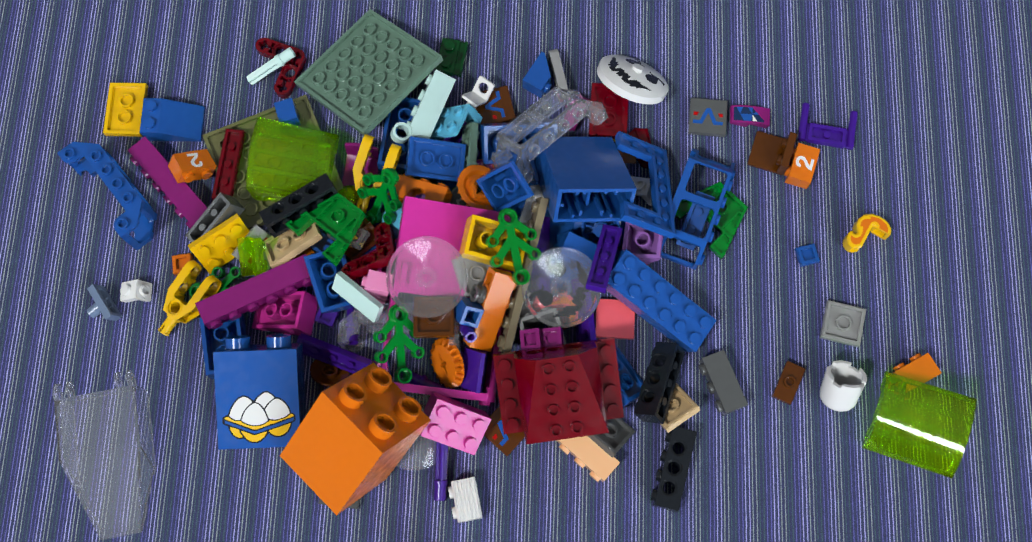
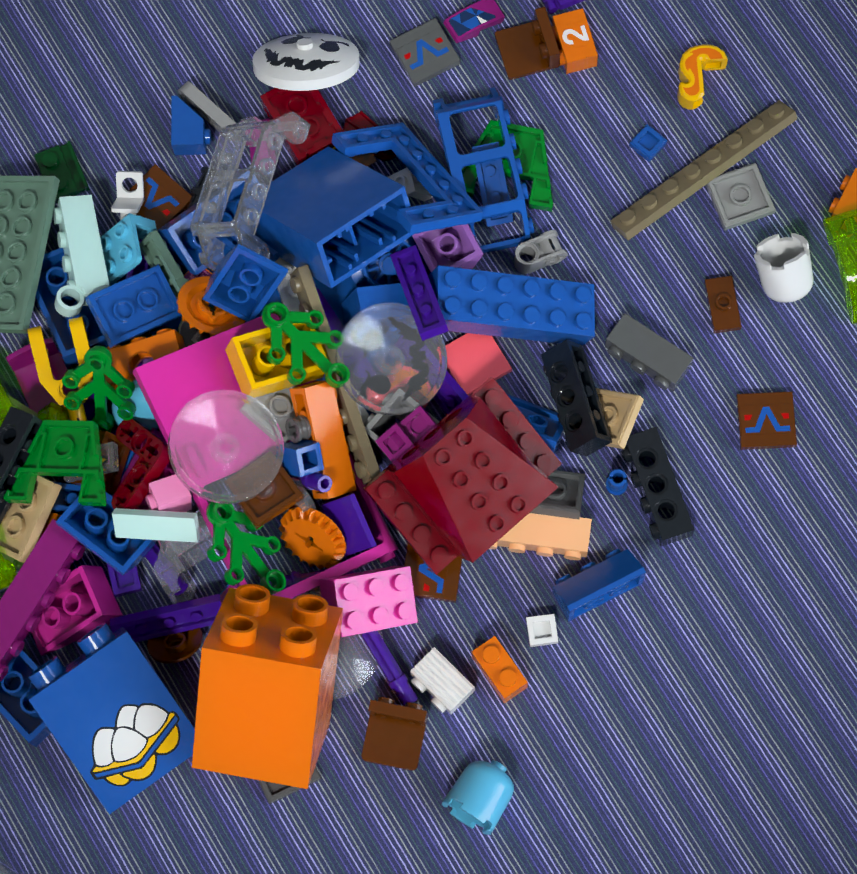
camera: 30 degrees left, 0 degrees up
(417, 513) = (394, 734): none -> reddish brown bracket
(504, 516) = (499, 669): none -> orange brick
(546, 509) = (542, 630): none -> white plate
(598, 503) = (598, 583): none -> blue slope
(647, 453) = (616, 488): none -> blue pin
(700, 279) = (544, 251): none -> light grey piece
(768, 472) = (766, 420): none -> reddish brown tile
(831, 293) = (703, 170): none -> dark tan plate

